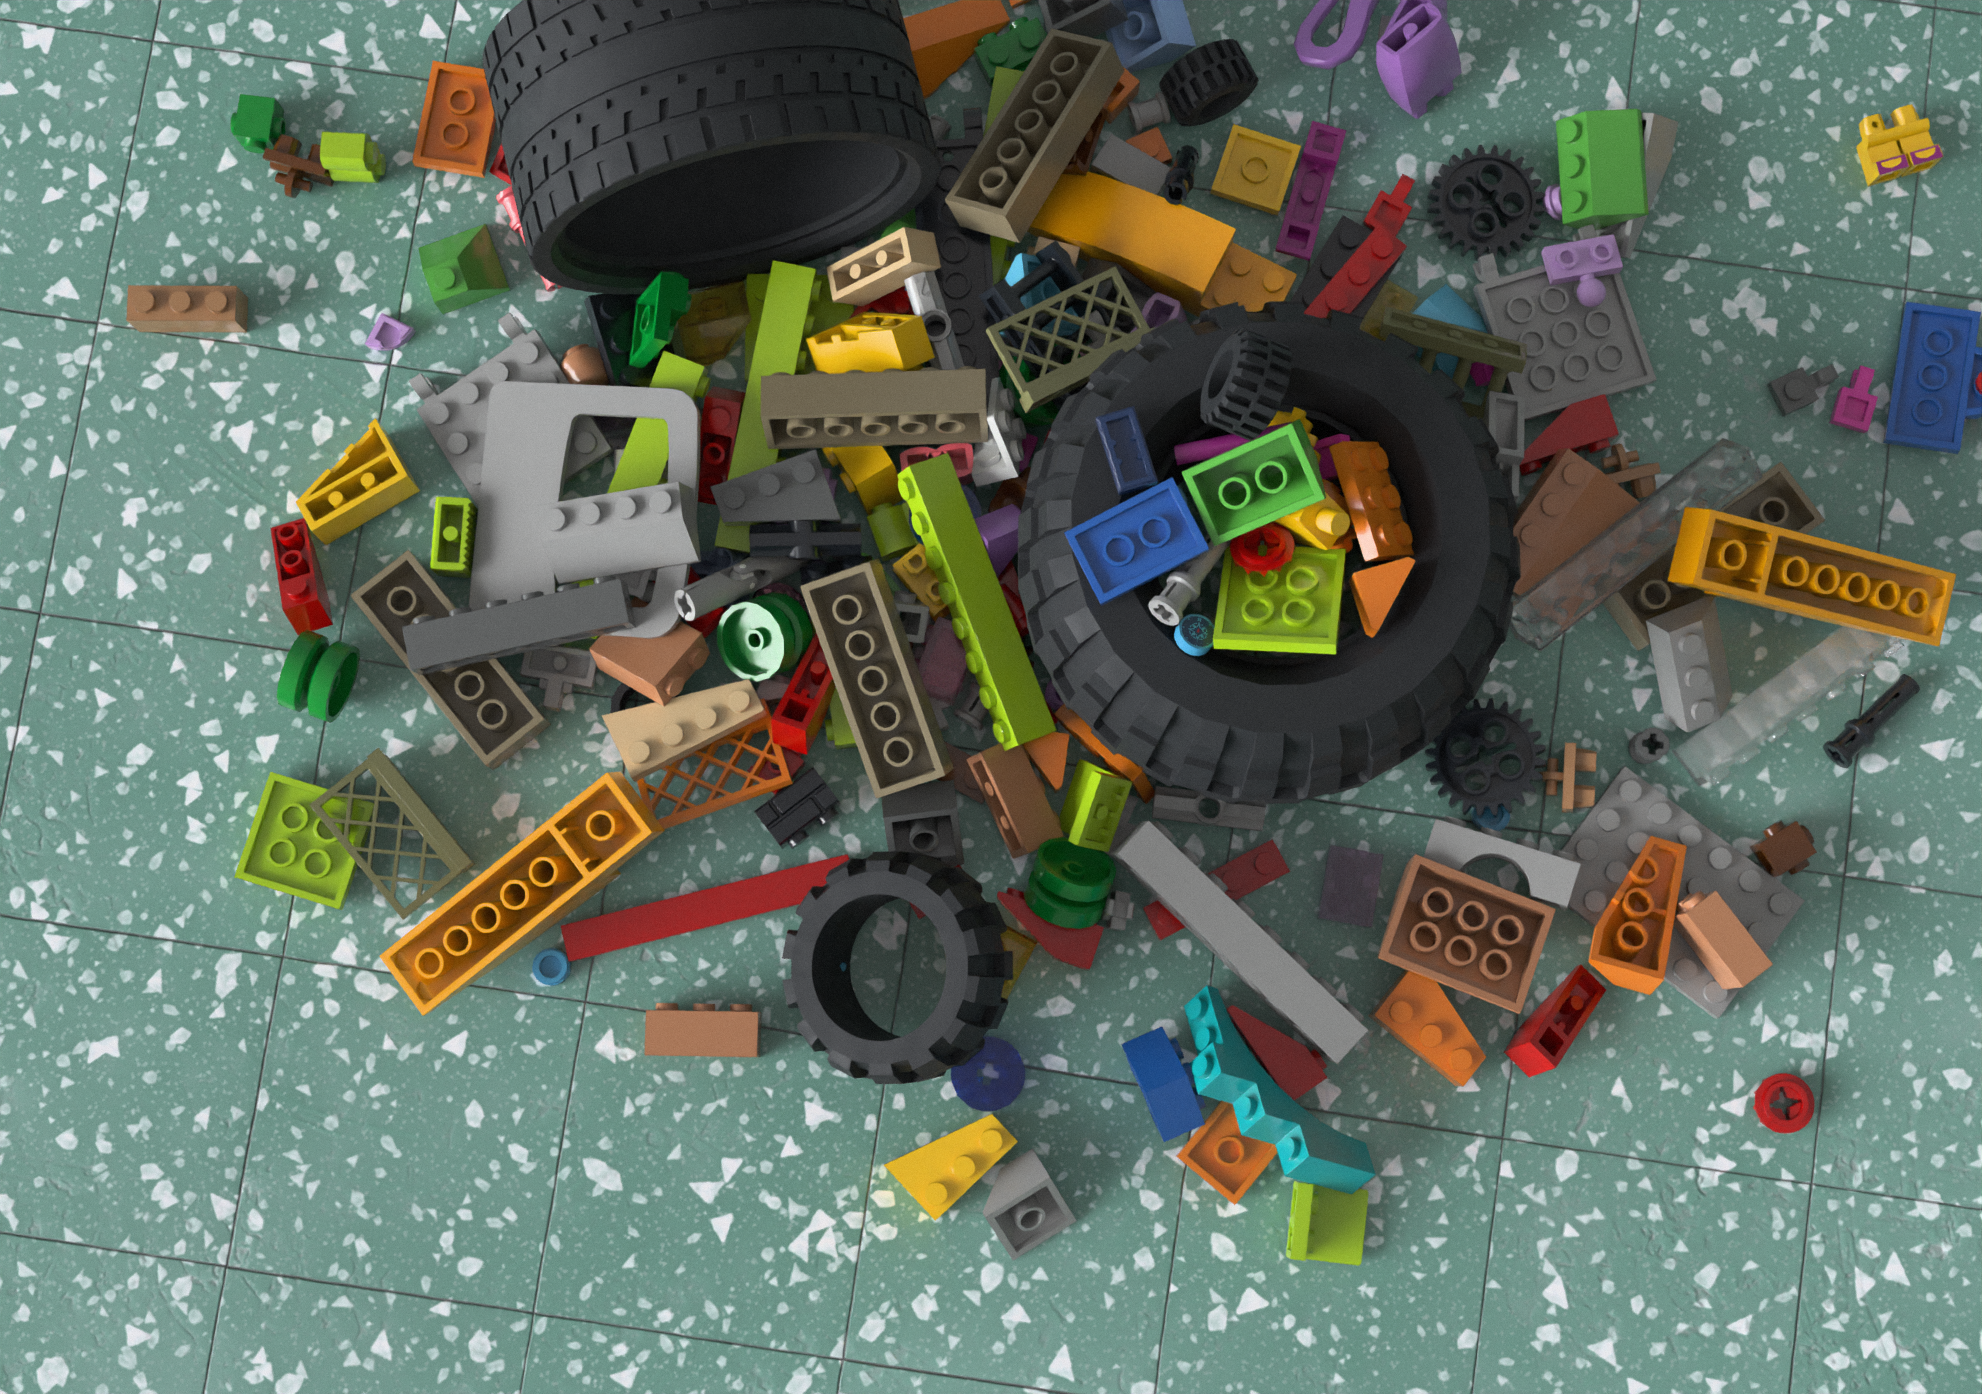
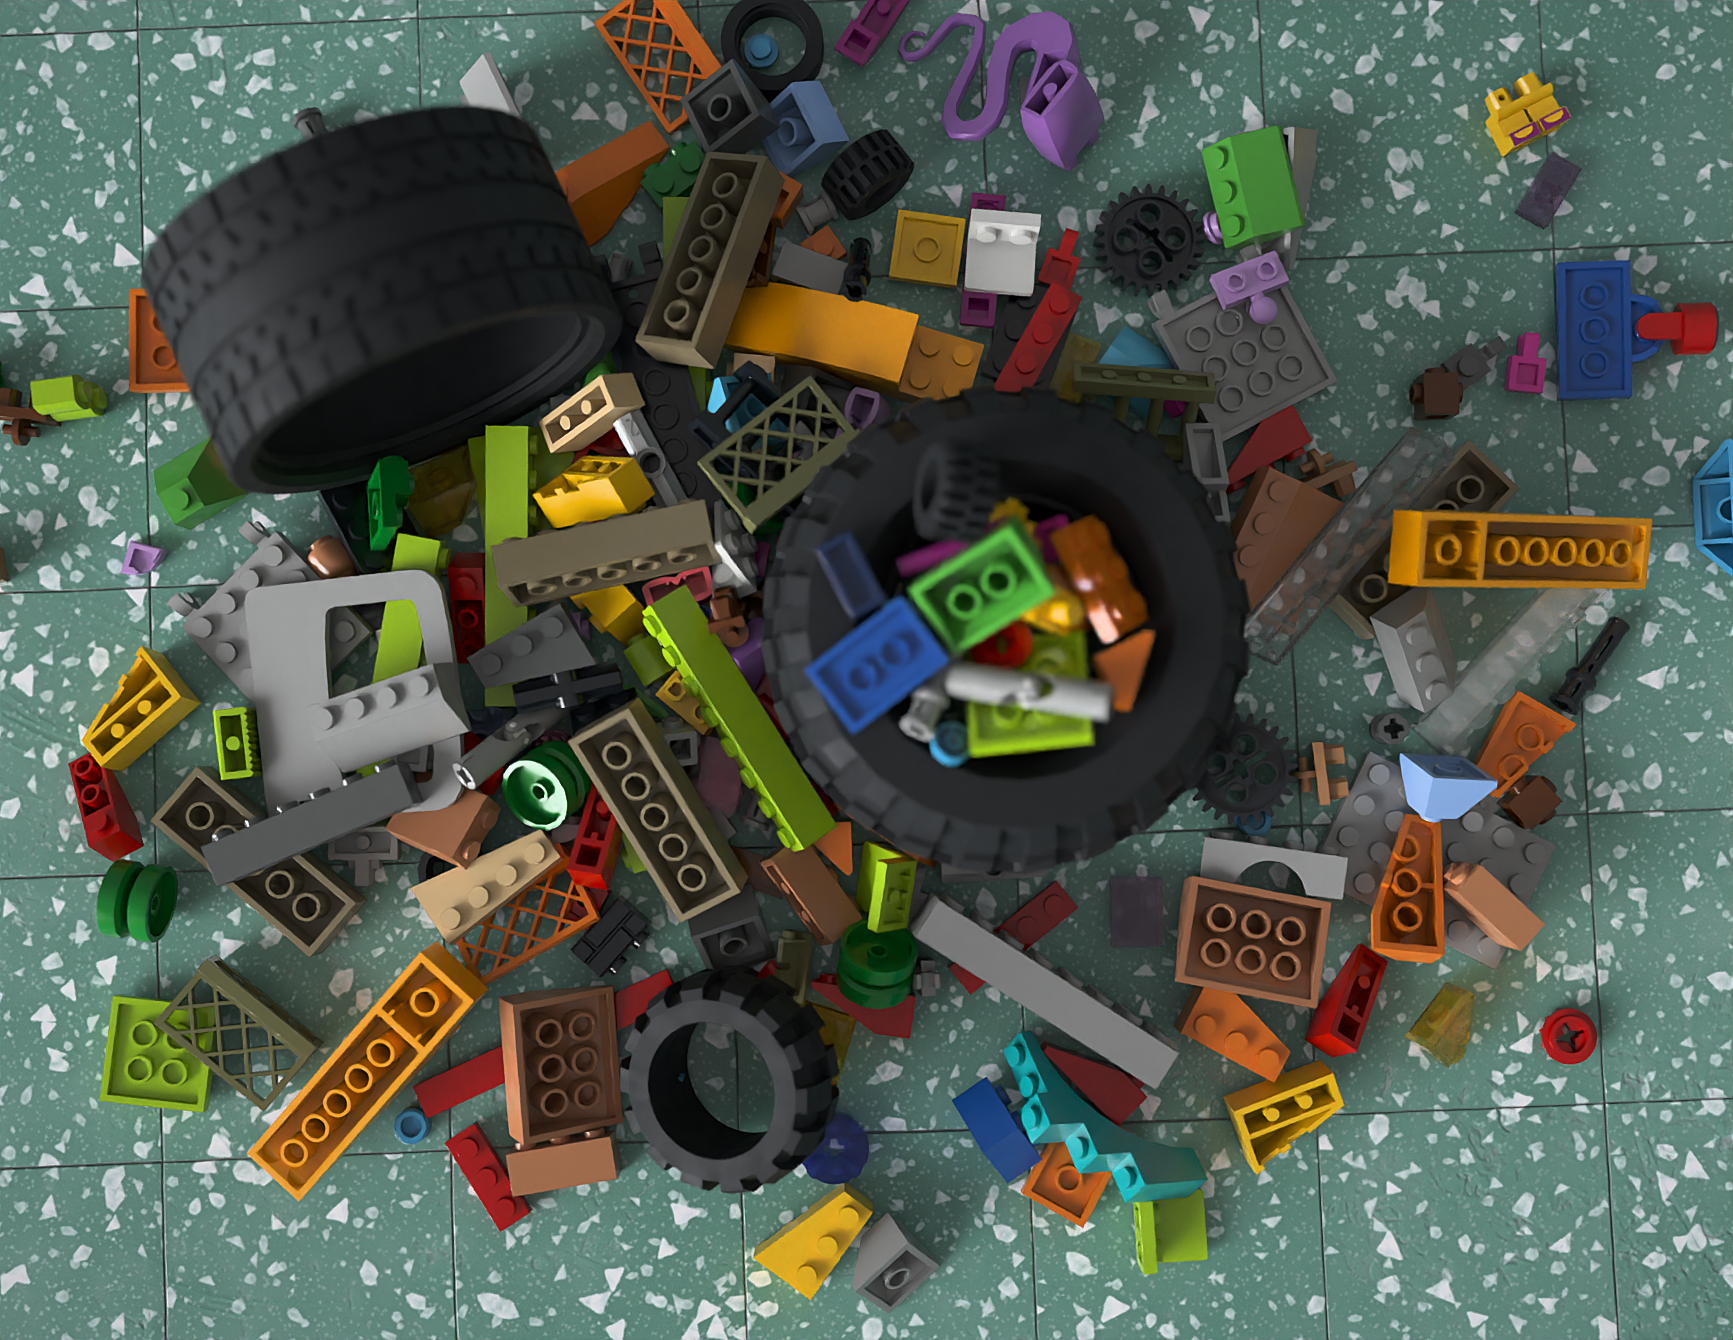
camera: 10 degrees left, 5 degrees up
(620, 1035) = (487, 1176): none -> red plate
(720, 926) = (560, 1062): none -> nougat slope
(986, 495) = (729, 616): none -> reddish brown hips
(986, 860) = (795, 954): none -> olive hinge
(1277, 590) = (1008, 687): none -> light grey piece
(1331, 185) = (1001, 252): none -> white bracket
(1465, 1119) = (1277, 1113): none -> yellow wedge
(1654, 1066) = (1445, 1025): none -> clear yellow slope
(1693, 811) = (1443, 785): none -> light blue slope
(1756, 413) = (1436, 394): none -> reddish brown brick
(1779, 785) = (1518, 739): none -> orange wing
(1908, 227) = (1547, 190): none -> plate

